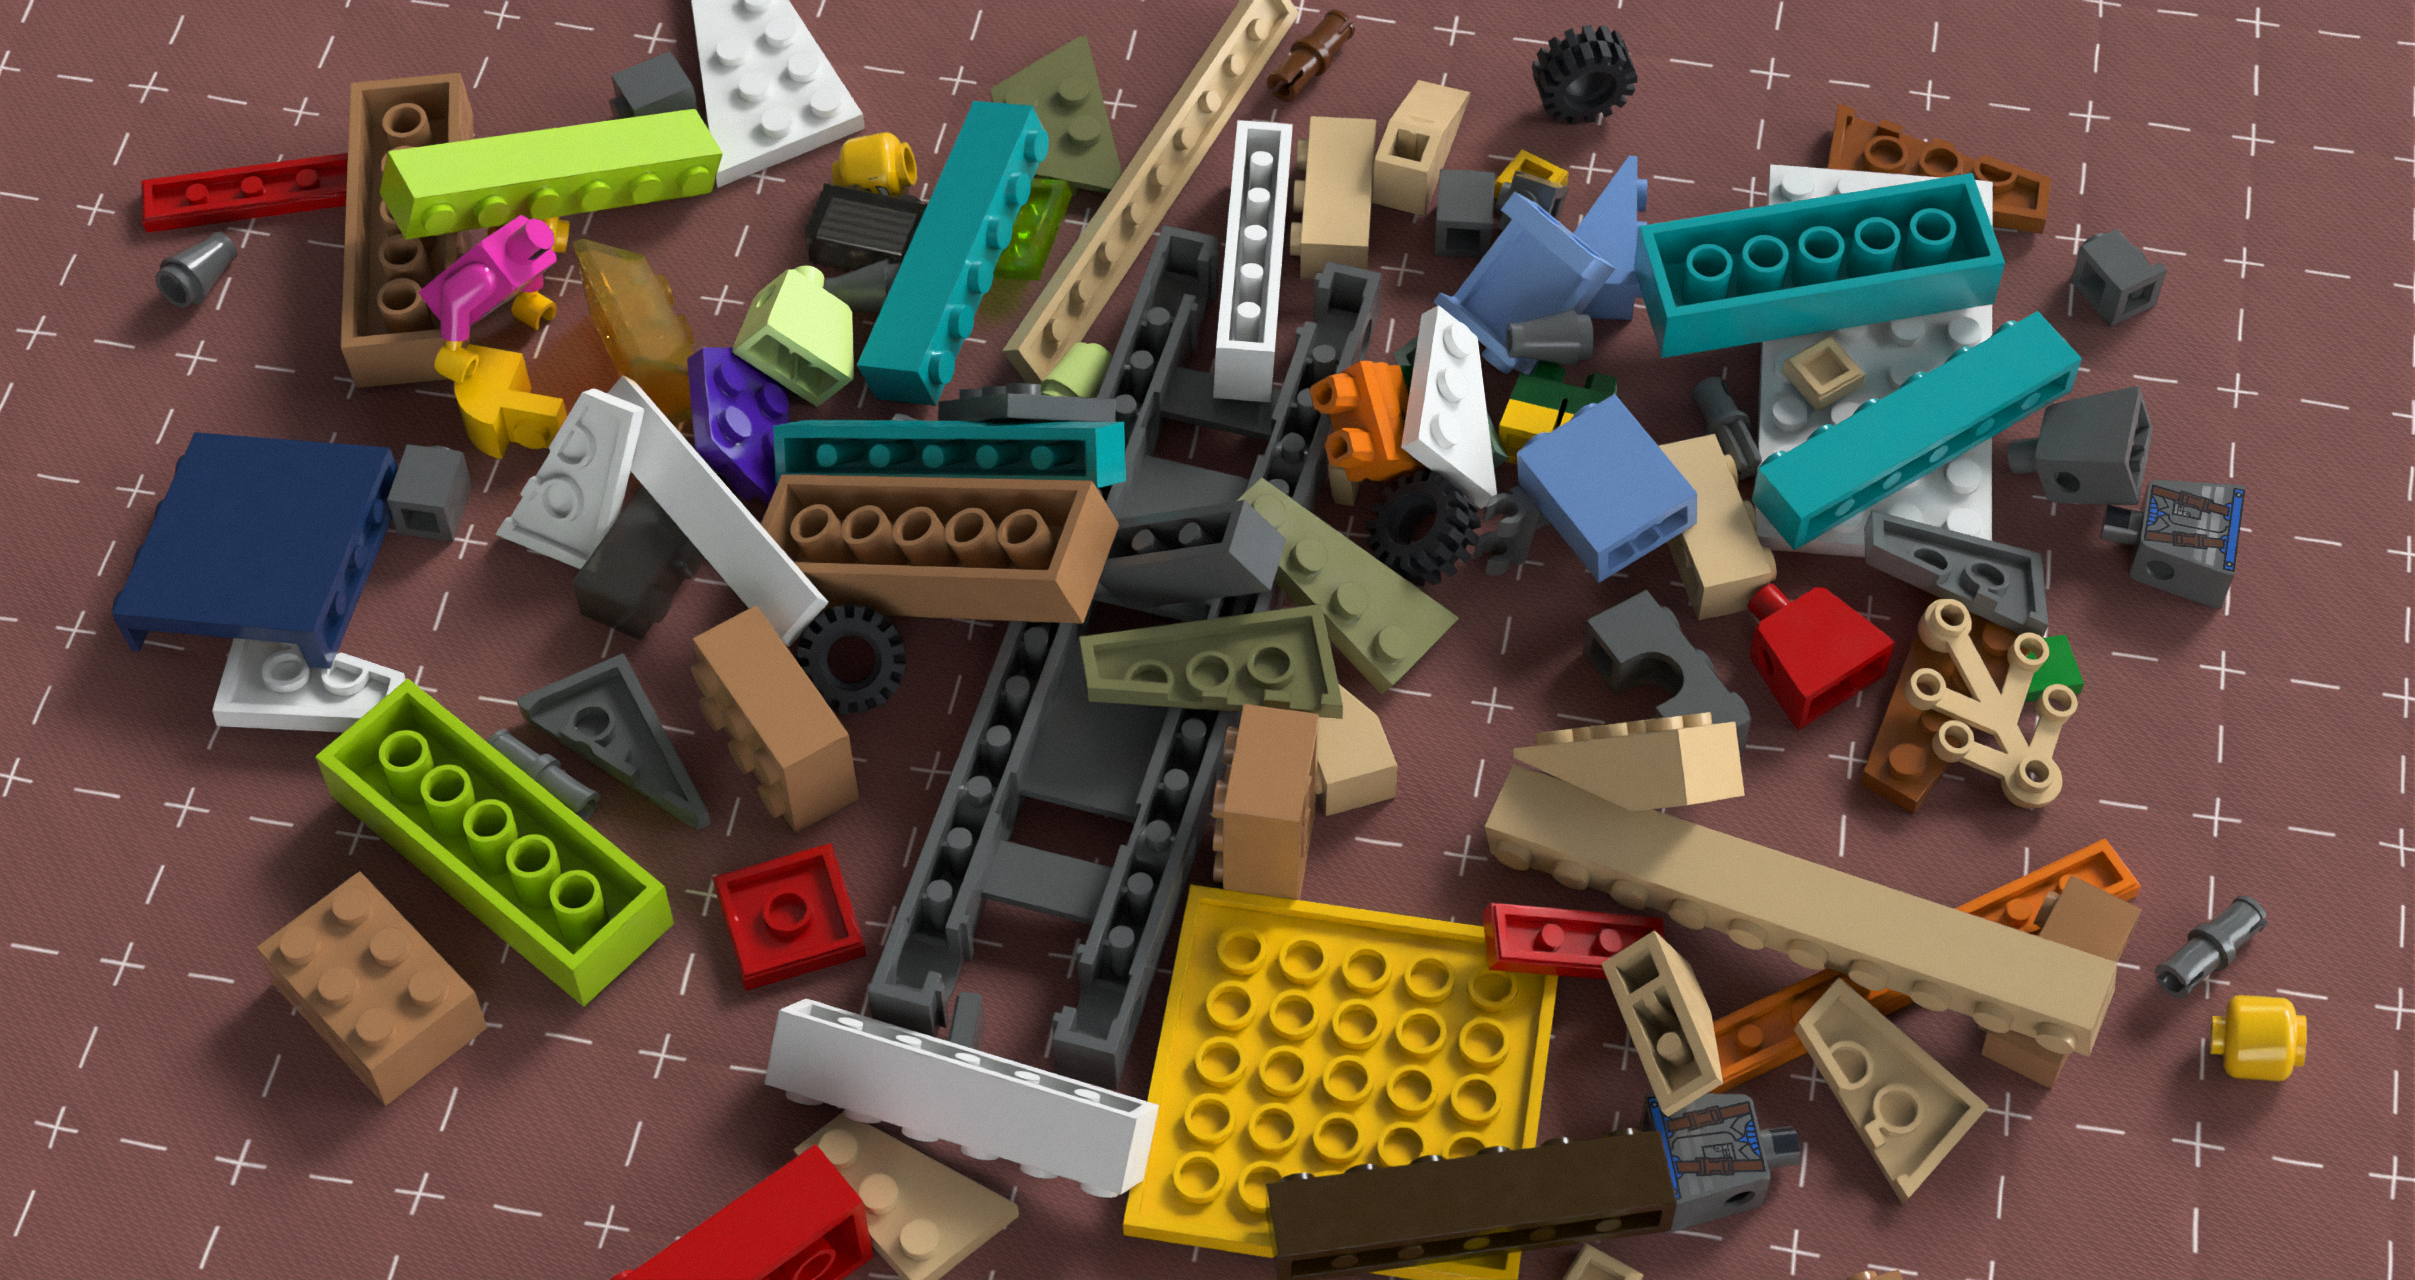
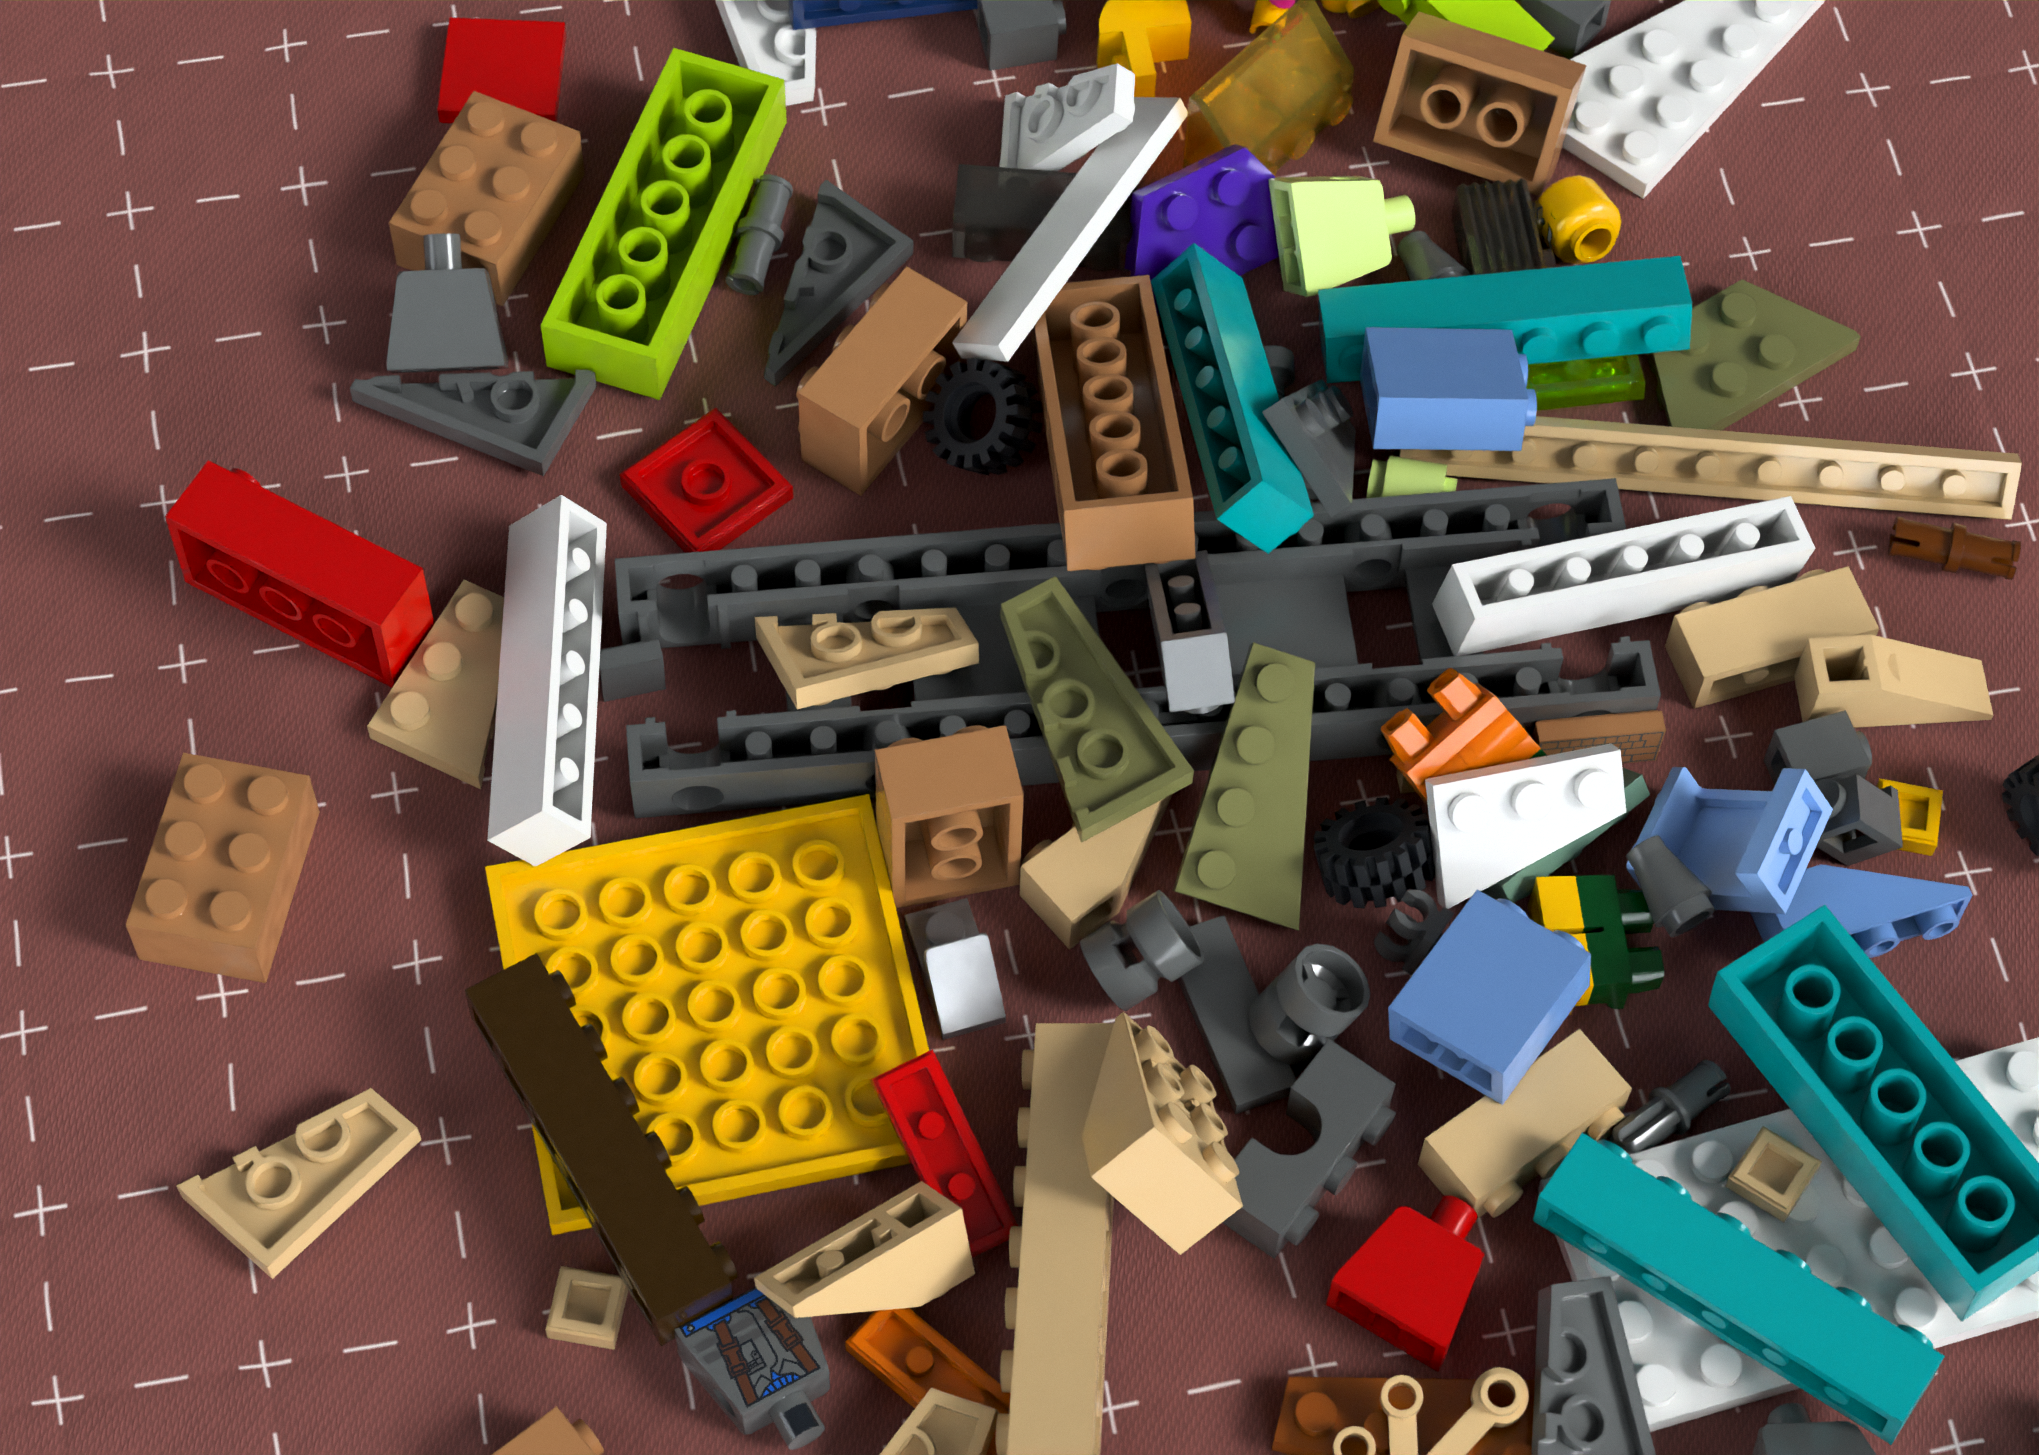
camera: 65 degrees right, 5 degrees up
(210, 936) = (503, 60): none -> red tile
(499, 1062) = (445, 315): none -> dark grey torso
(626, 1057) = (494, 414): none -> dark grey wing
(735, 180) = (1478, 102): none -> medium nougat brick
(1018, 306) = (1445, 389): none -> medium blue brick
(1065, 830) = (848, 659): none -> tan wing
(1384, 326) = (1634, 733): none -> medium nougat tile
(1394, 882) = (956, 968): none -> slope
(1445, 704) = (1161, 938): none -> dark grey wheel
(1512, 697) = (1220, 1003): none -> dark grey tile
(1547, 624) = (1309, 1004): none -> dark grey wheel

